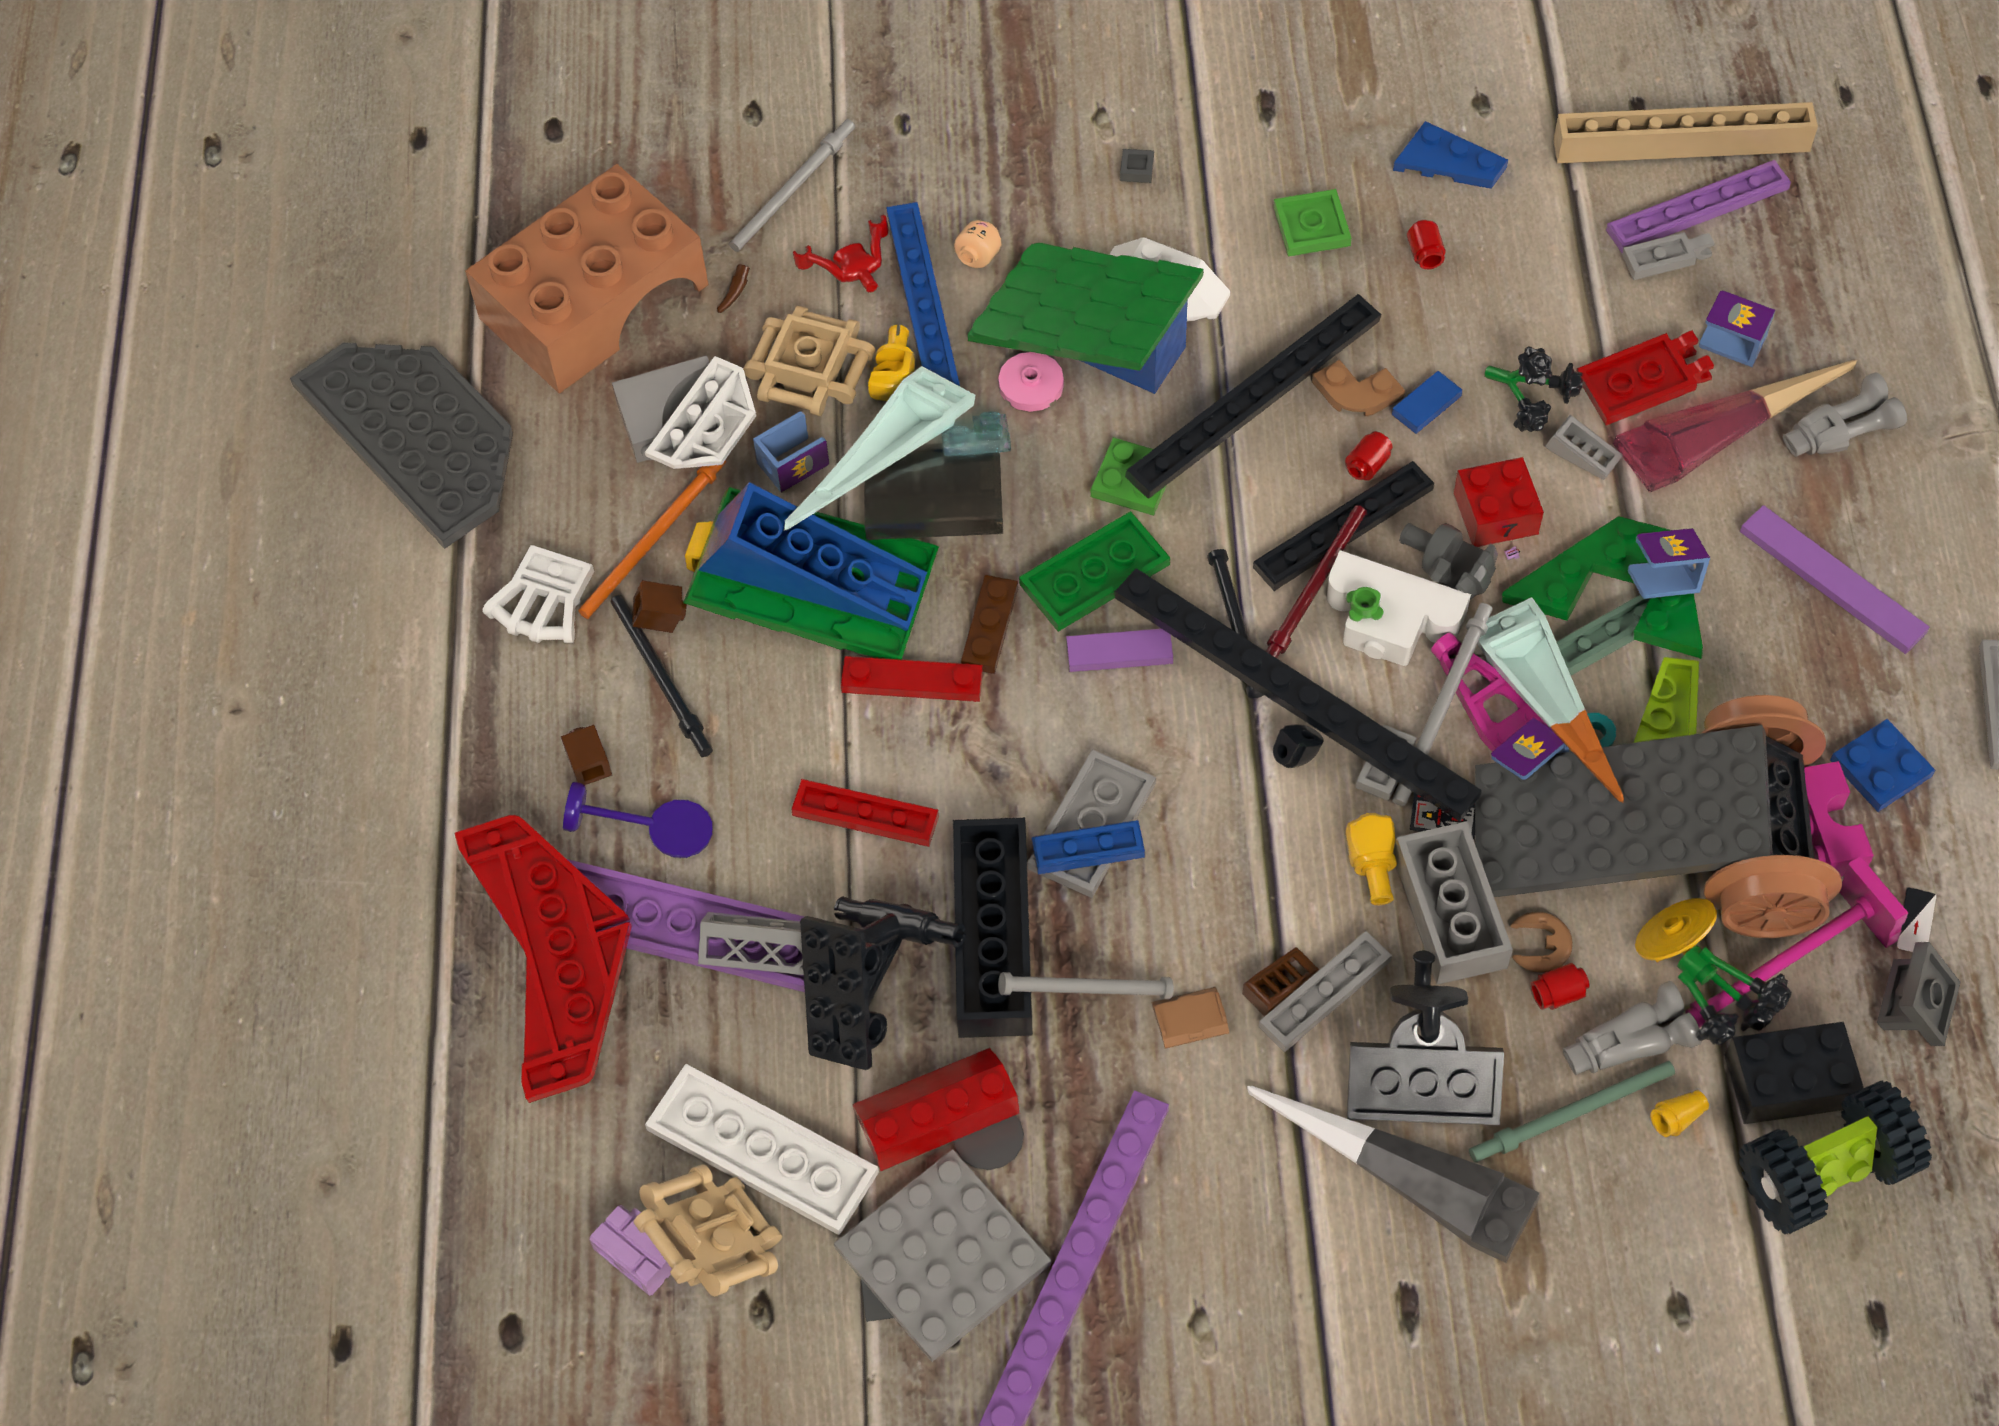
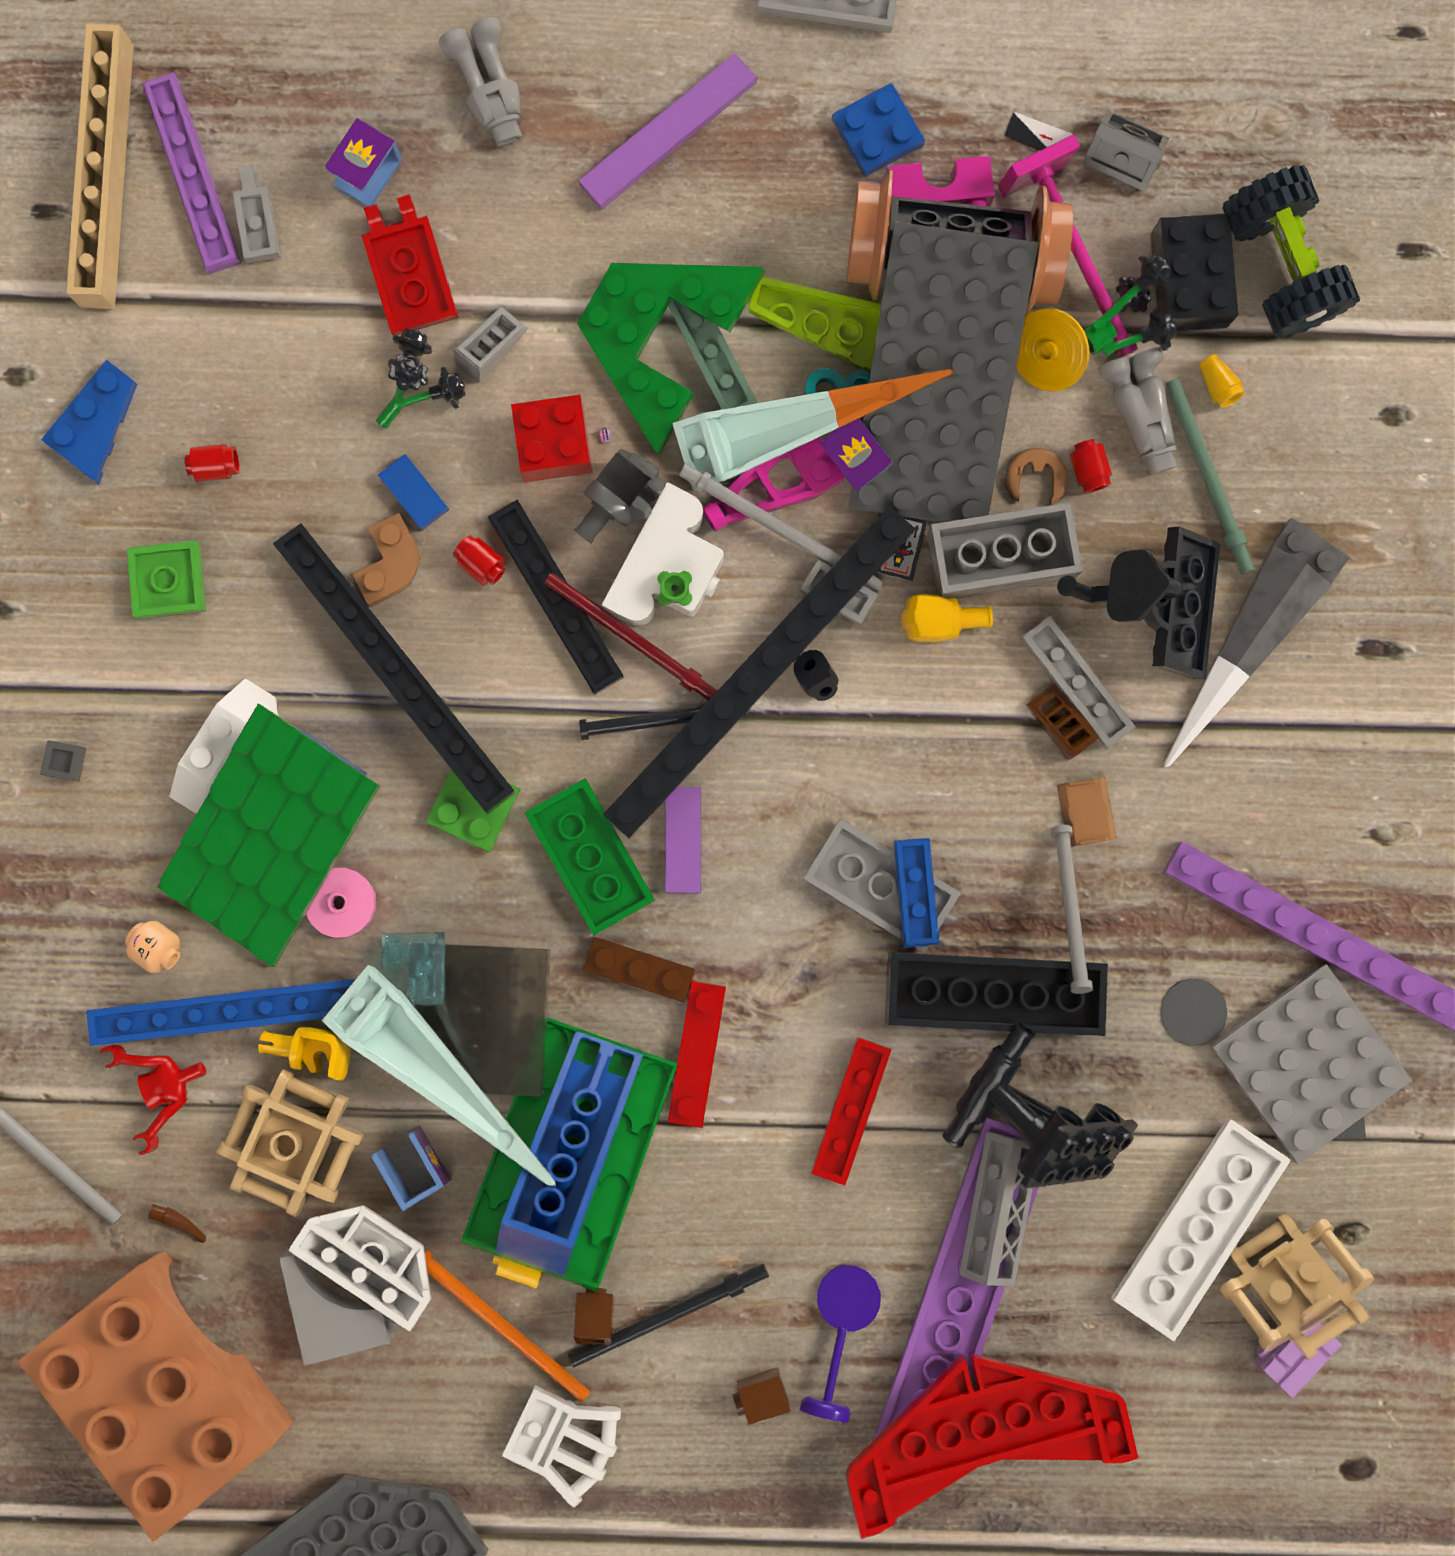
camera: 90 degrees left, 25 degrees up
(937, 1108) = (1171, 1061): red slope -> none
(1670, 563) = (667, 280): piece -> none
(1683, 440) = (489, 240): clear pink plate -> none

